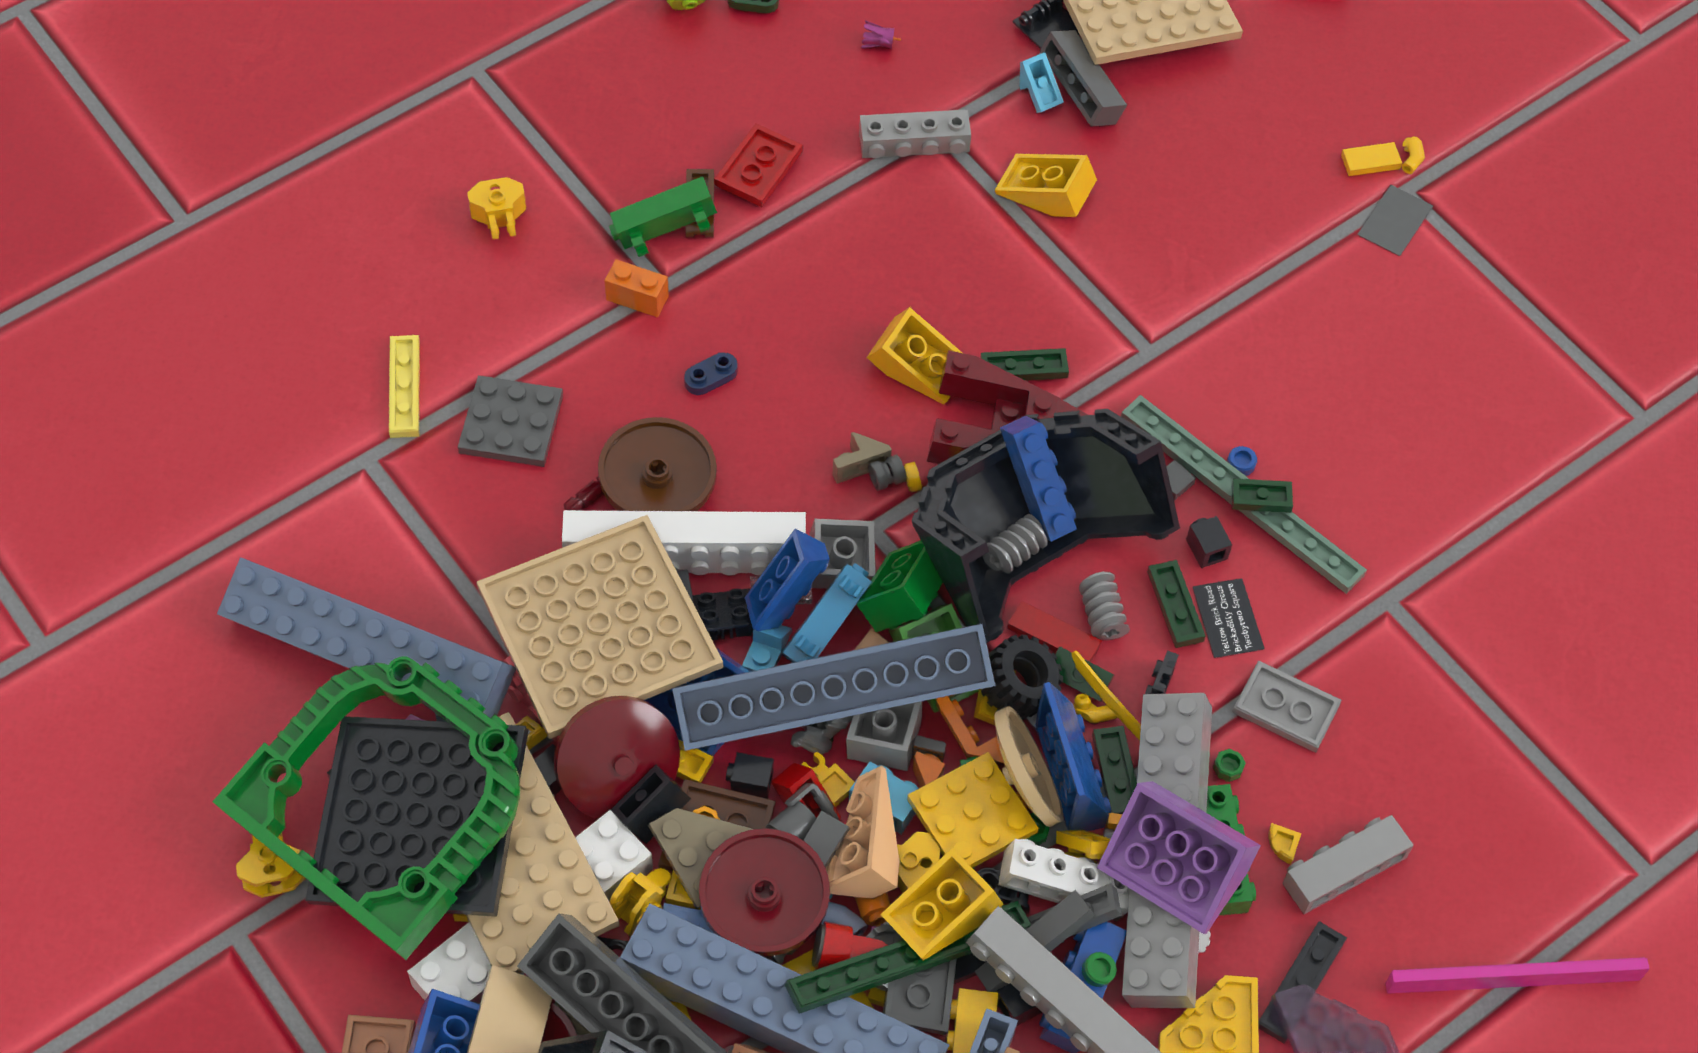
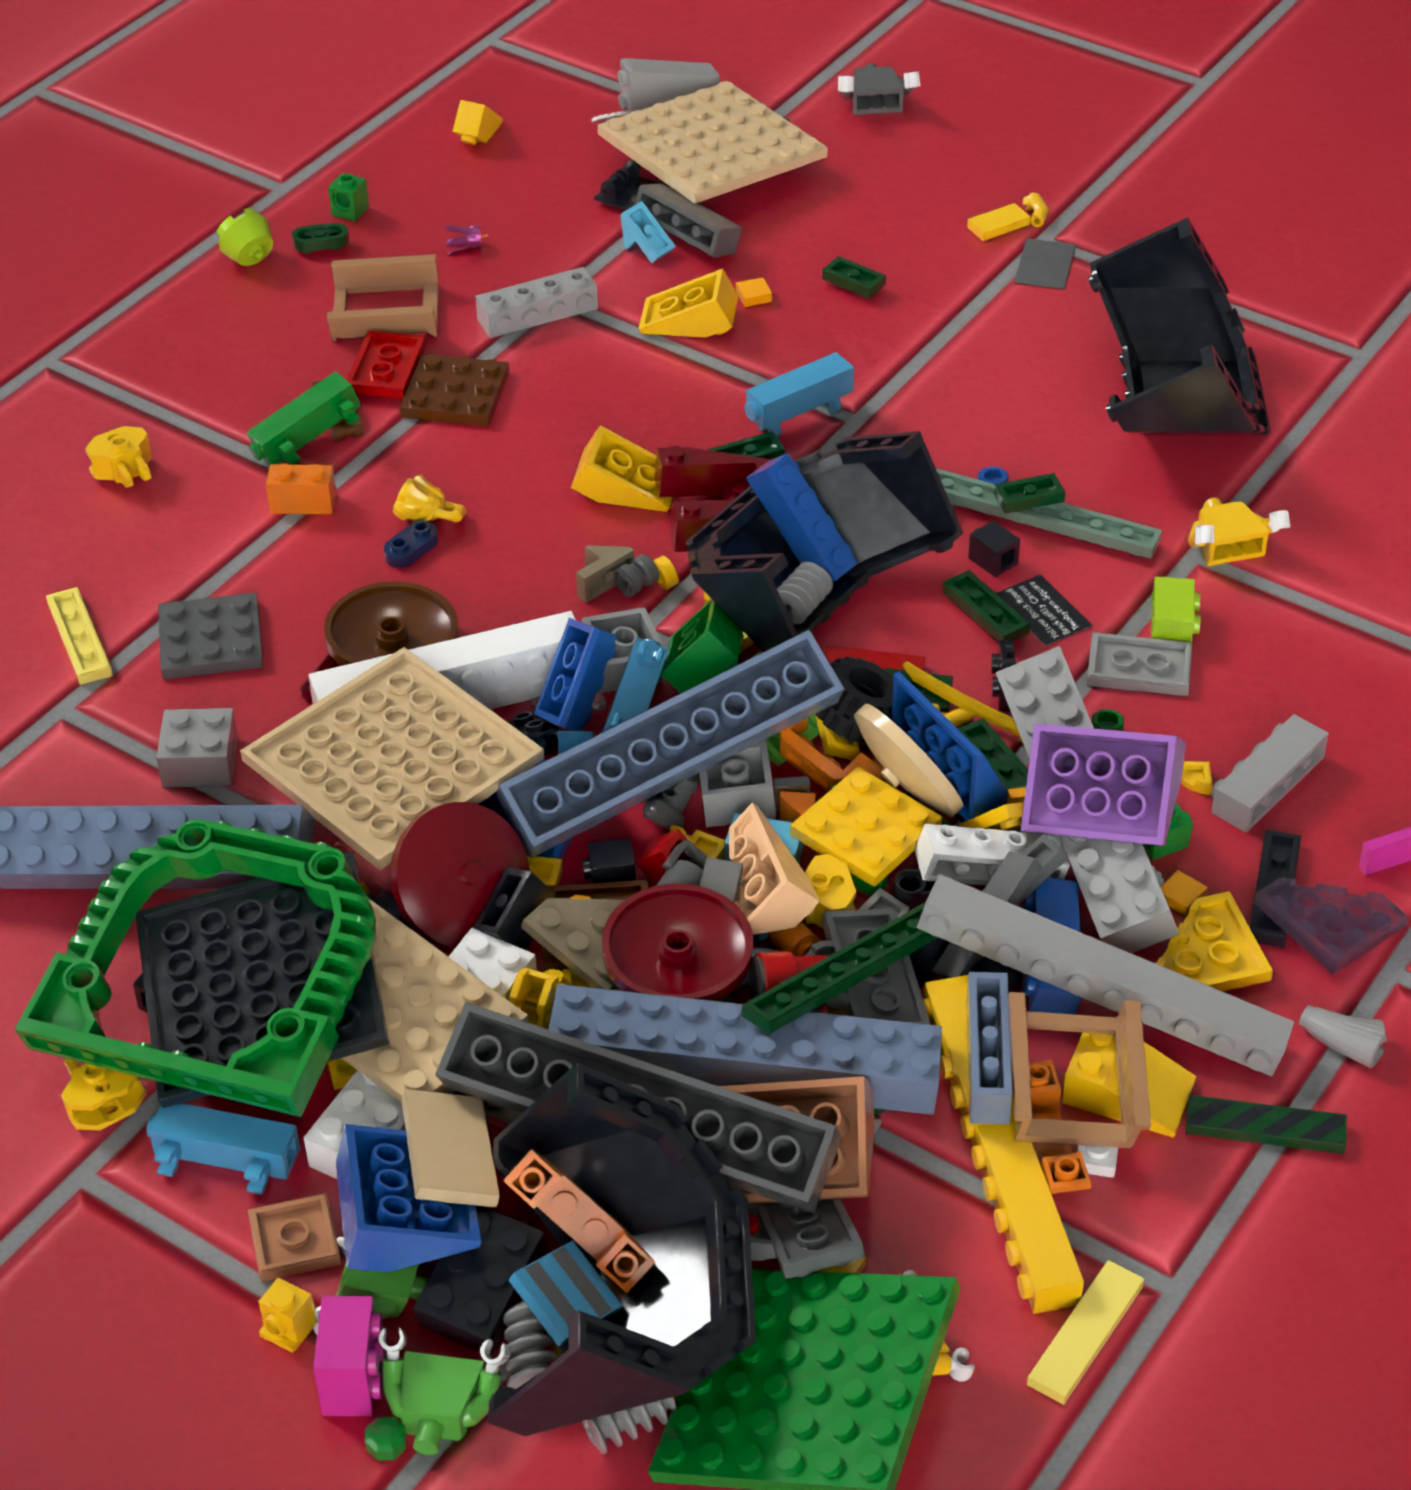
camera: 15 degrees left, 15 degrees down
(350, 944) = (223, 1140): none -> dark azure brick
(458, 542) = (197, 747): none -> light grey brick
(736, 336) = (425, 502): none -> yellow piece
(790, 62) = (380, 276): none -> medium nougat piece
(809, 210) = (454, 389): none -> reddish brown plate
(942, 906) = (877, 898): yellow slope -> none
(1099, 969) = (1067, 915): green tile -> none
(1102, 317) = (799, 392): none -> dark azure brick
(1102, 606) = (914, 625): light grey piece -> none
(1114, 176) = (753, 292): none -> light orange tile
(1210, 188) = (854, 277): none -> dark green plate
(1219, 960) = (1182, 891): none -> light orange tile
(1338, 662) = (1174, 609): none -> lime brick
(1429, 590) = (1233, 531): none -> yellow torso
(1472, 378) = (1178, 340): none -> black windscreen

